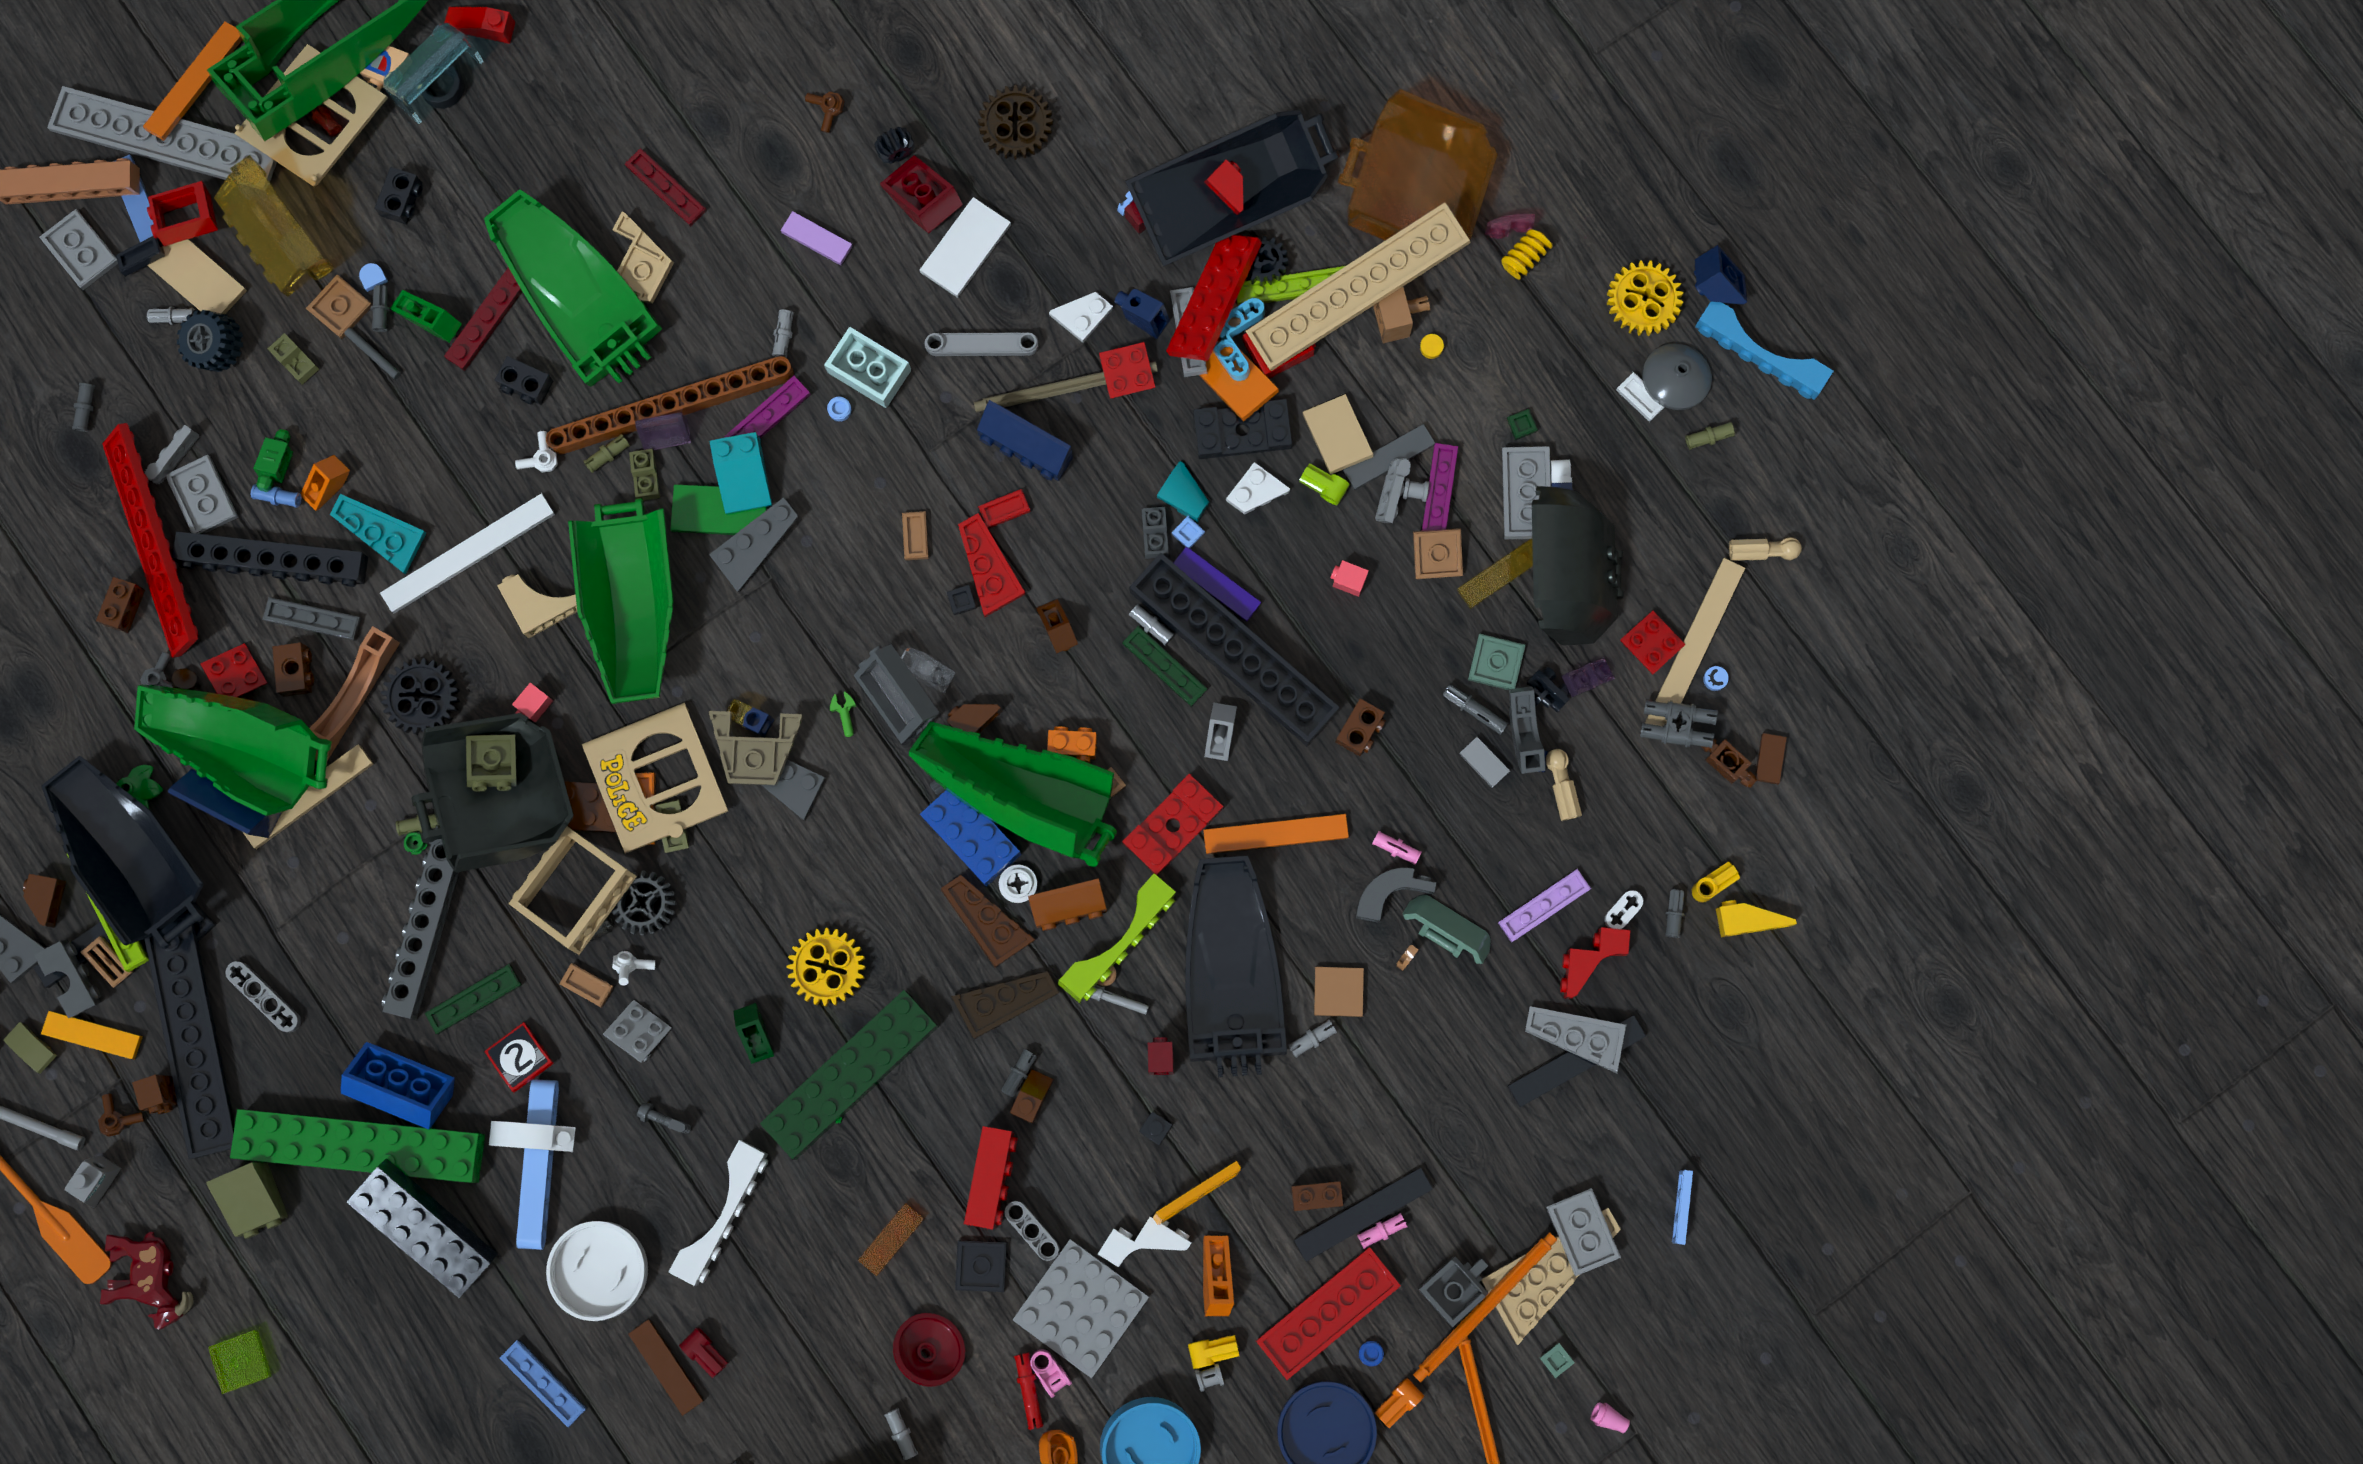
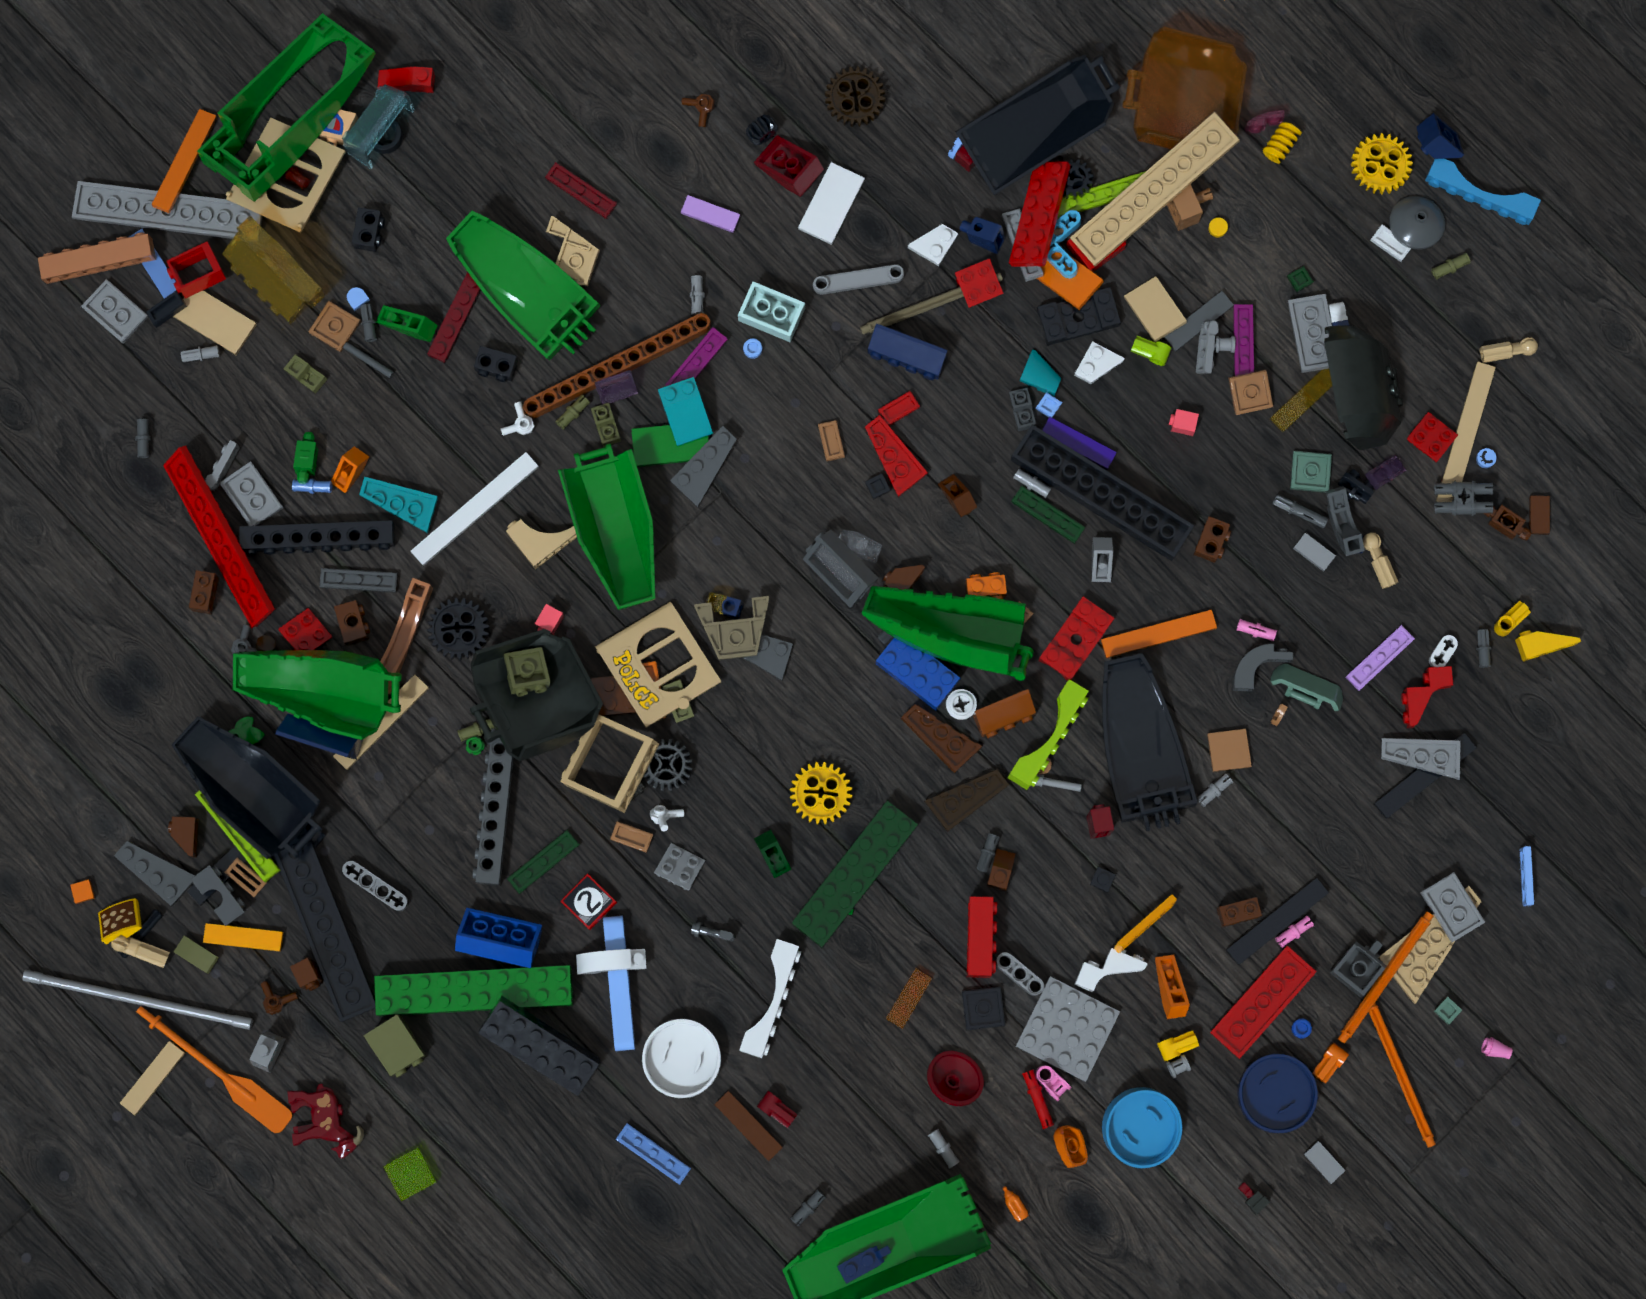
camera: 10 degrees left, 0 degrees up
(209, 340) = (237, 369): black wheel -> none
(844, 713) = (799, 590): bright green bar -> none
(1228, 185) = (1036, 122): red slope -> none

